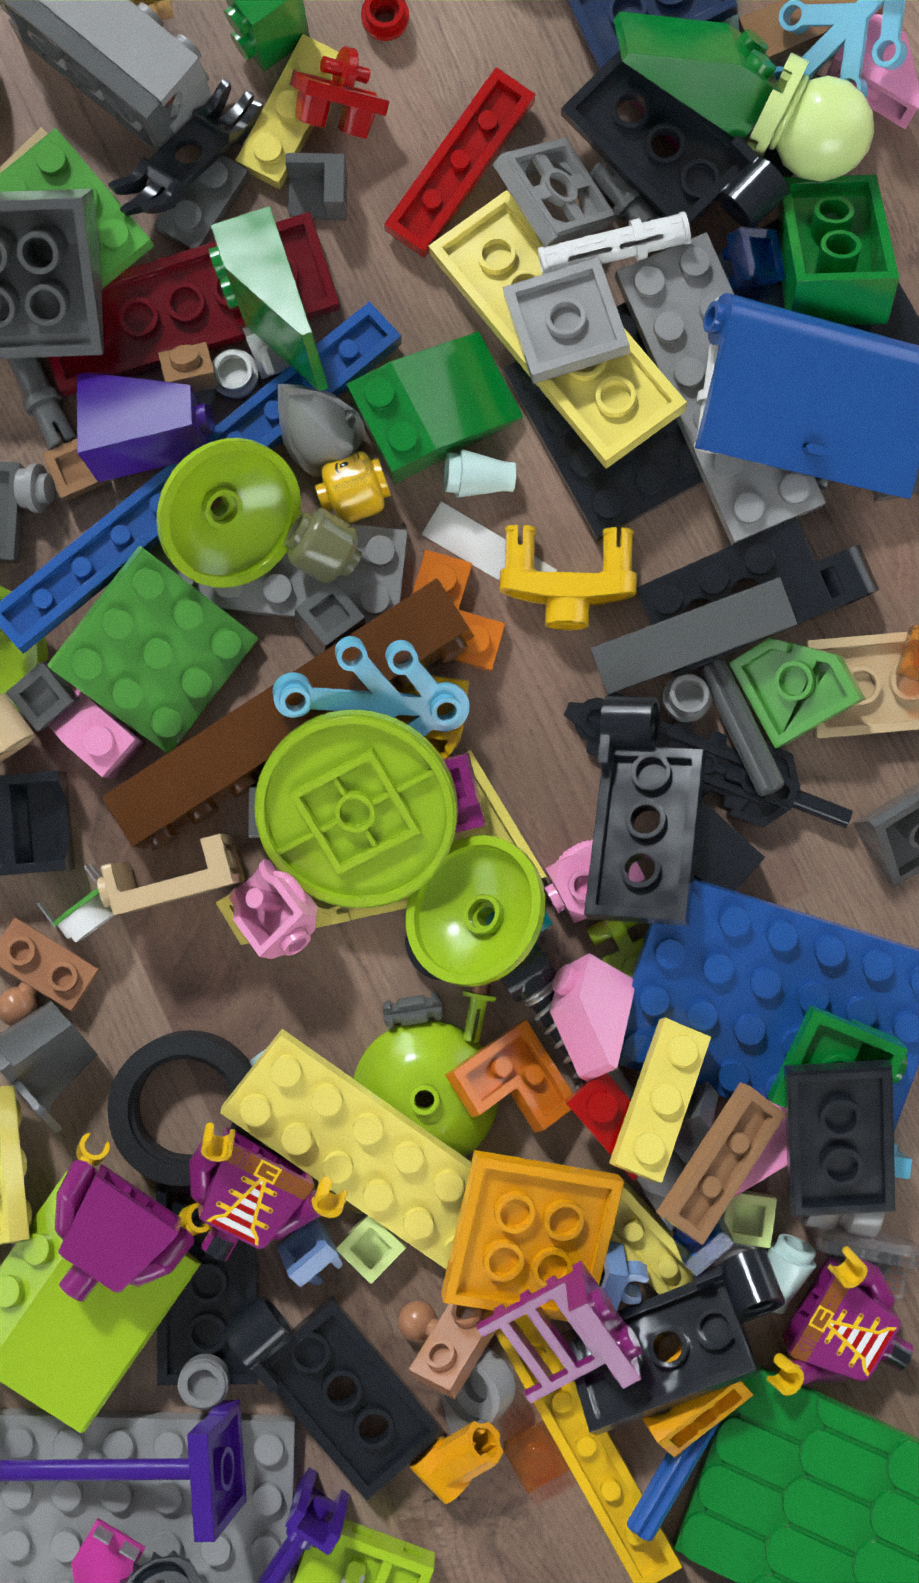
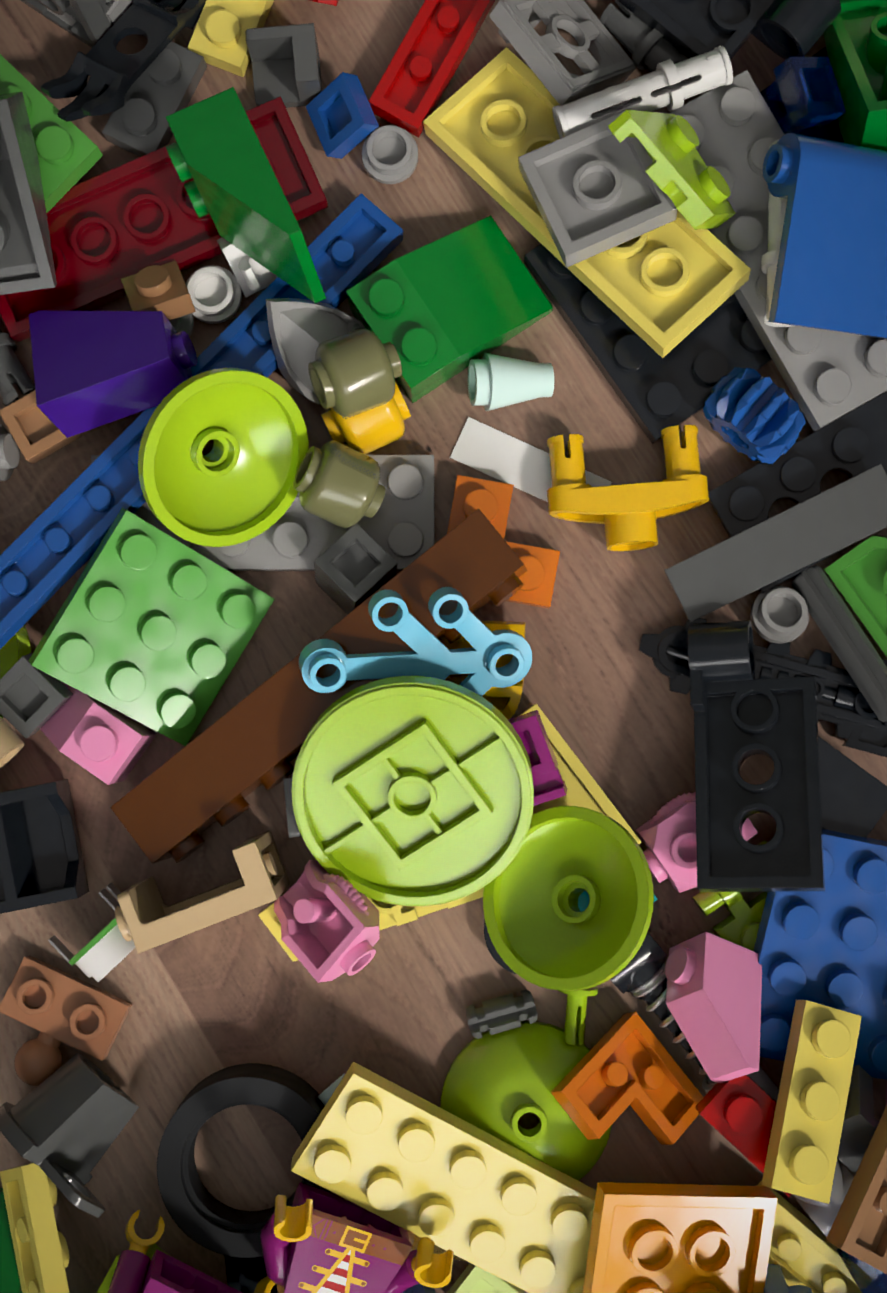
camera: 10 degrees left, 0 degrees up
(345, 453) = (354, 372): none -> olive head
(360, 233) = (342, 115): none -> blue plate
(398, 270) = (390, 154): none -> light grey plate
(634, 309) = (677, 166): none -> lime wing
(680, 525) = (754, 415): none -> blue gear

